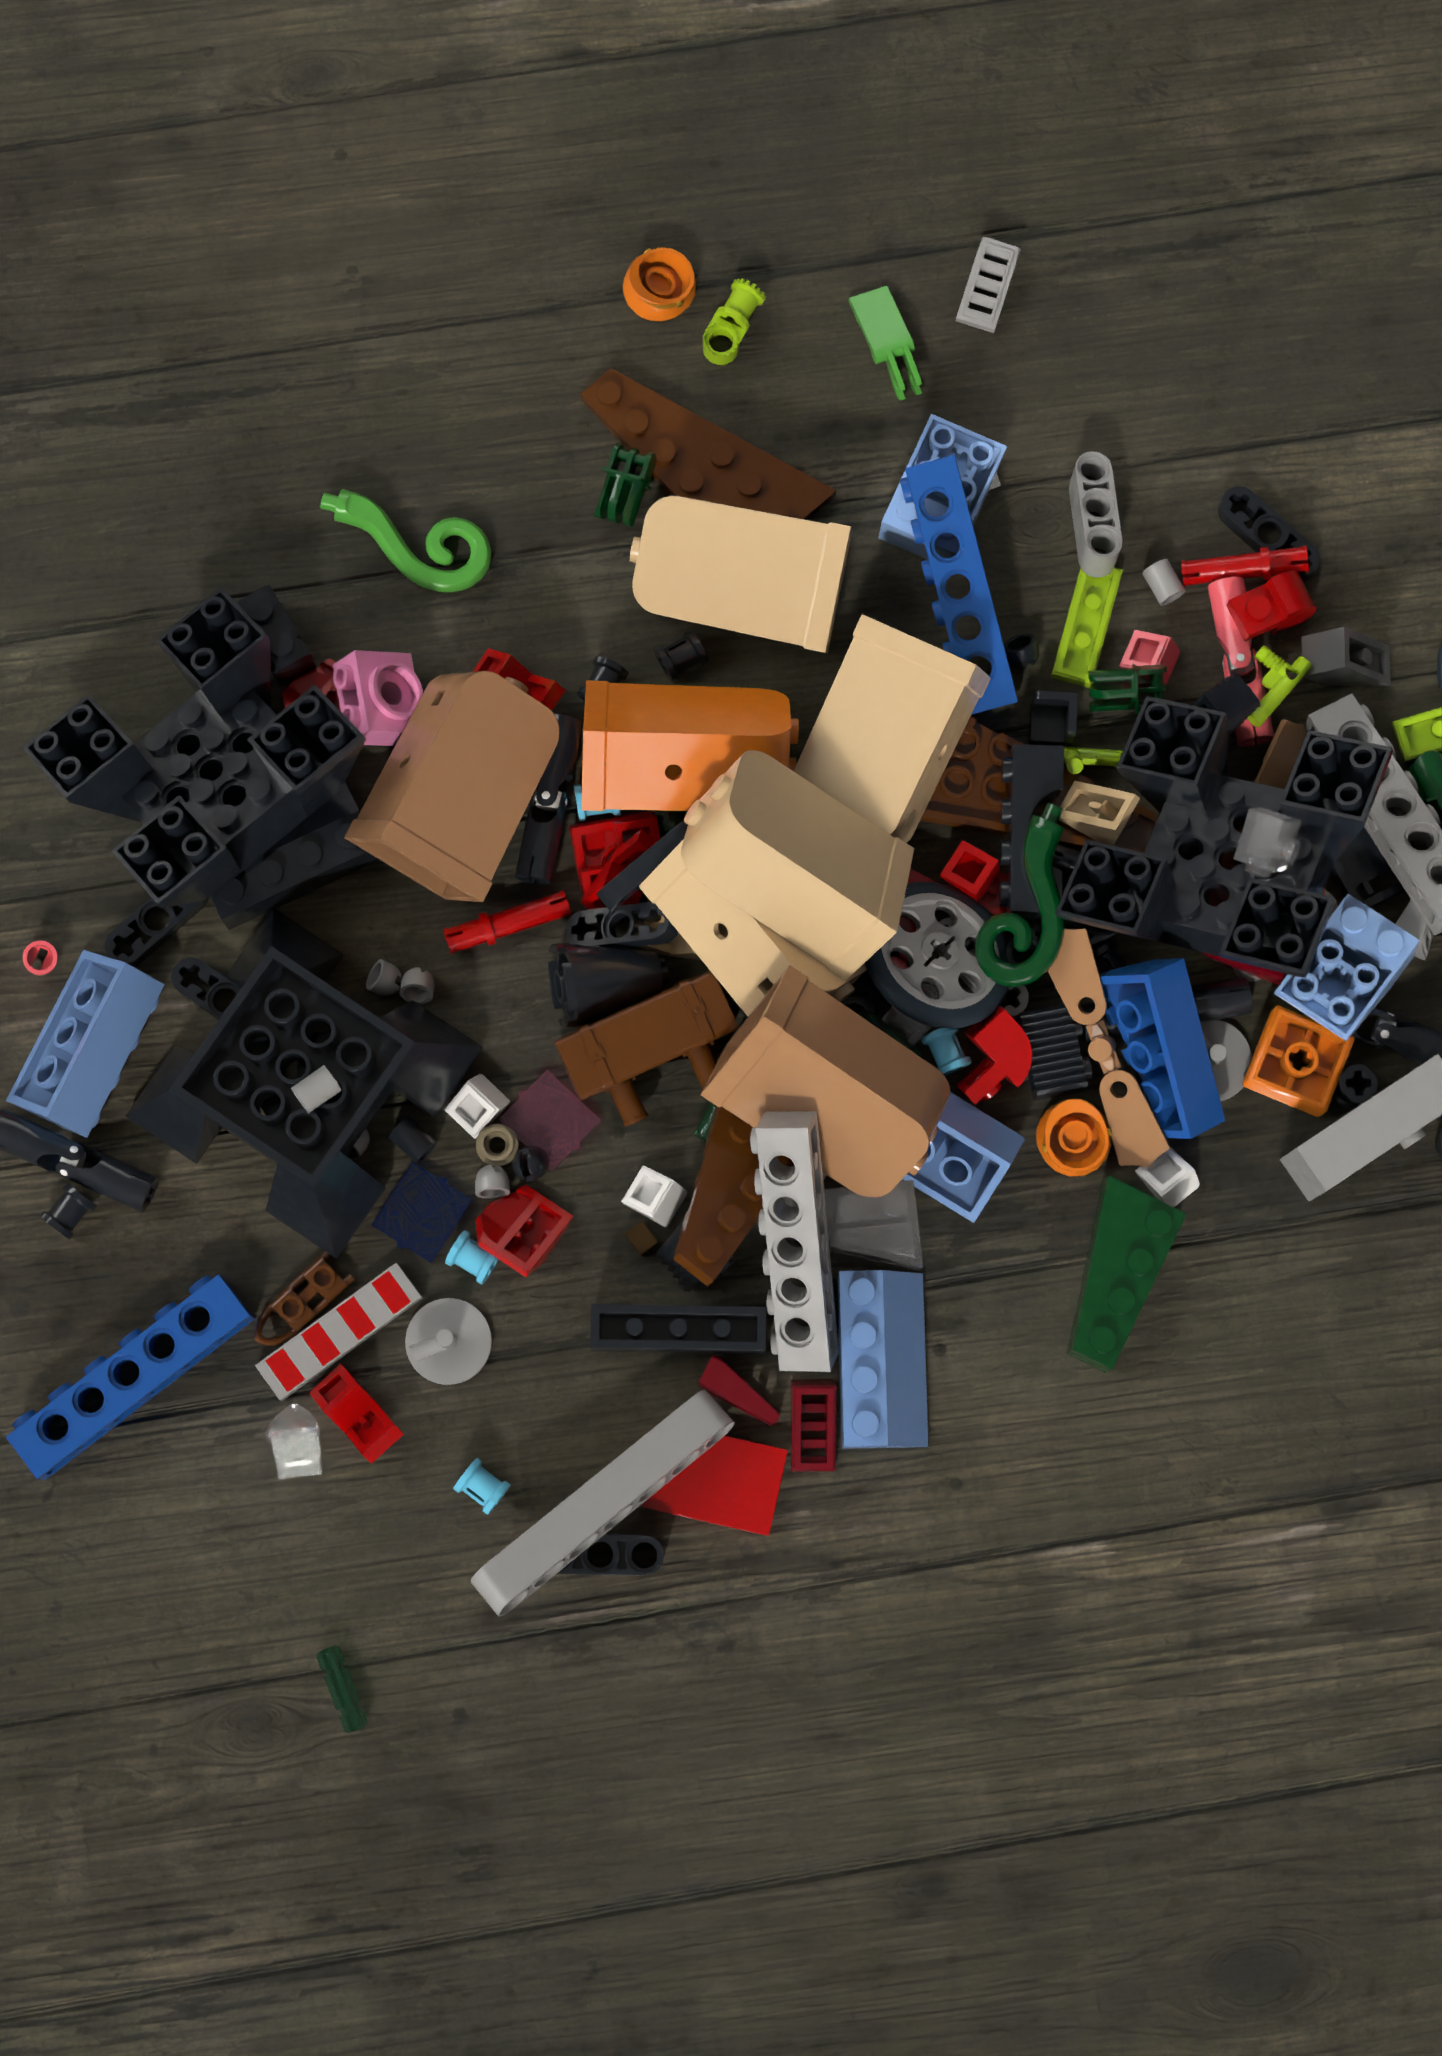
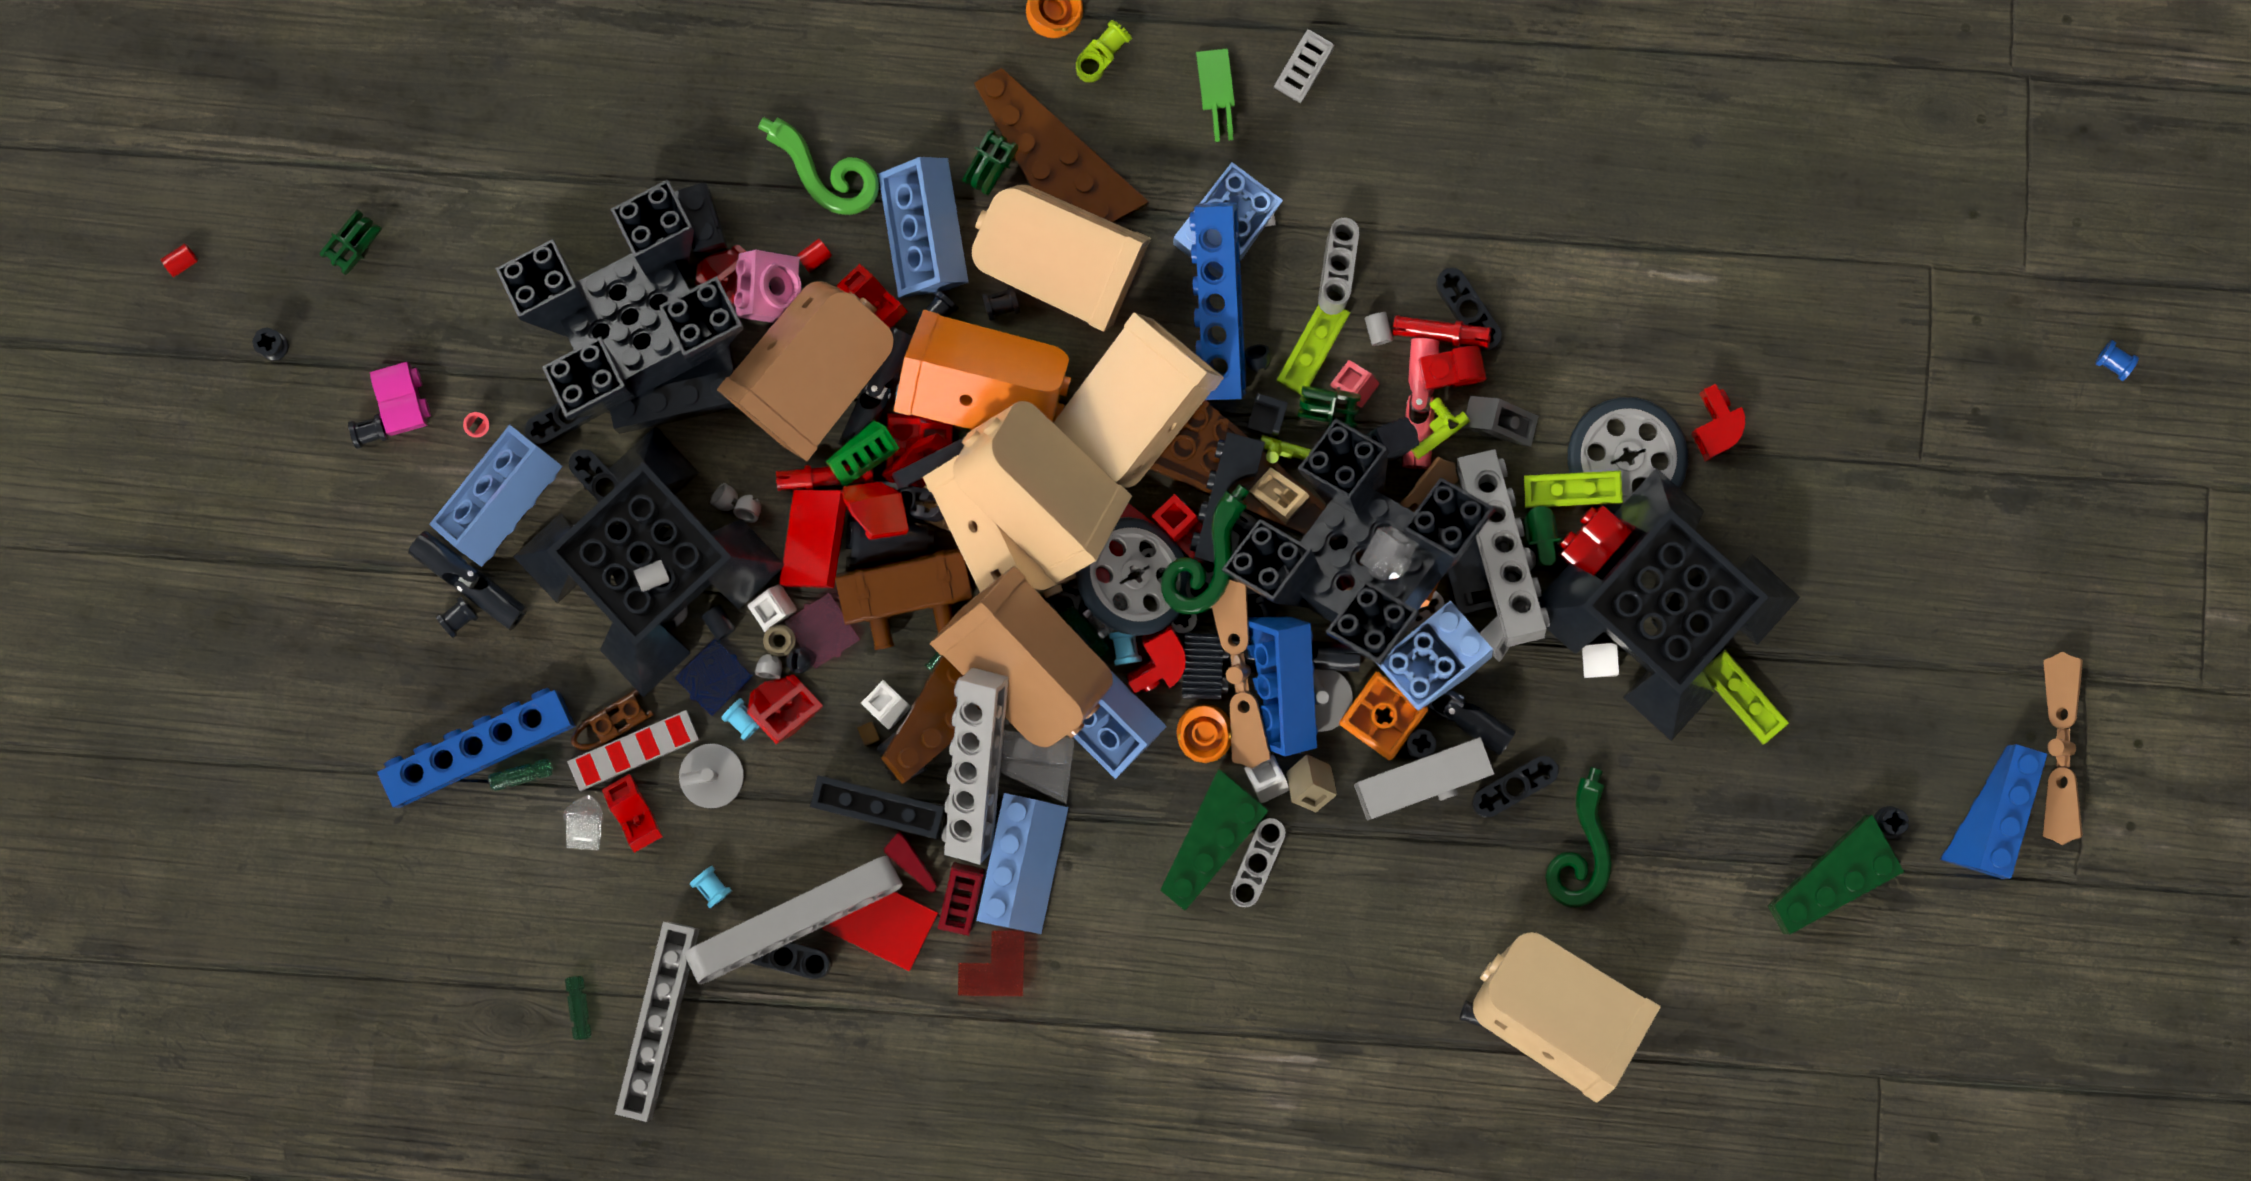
camera: 20 degrees right, 5 degrees up
(196, 1398) = (520, 774): none -> clear green axle
(429, 649) = (814, 255): none -> red hinge
(452, 1683) = (656, 1022): none -> light grey brick
(512, 1002) = (813, 539): none -> red tile
(559, 582) = (923, 227): none -> medium blue slope
(569, 859) = (868, 461): none -> green slope
(590, 942) = (877, 509): none -> red slope
(892, 1512) = (1001, 976): none -> clear red plate
(1199, 1271) = (1269, 851): none -> light grey beam
(1228, 1169) = (1311, 783): none -> dark tan panel

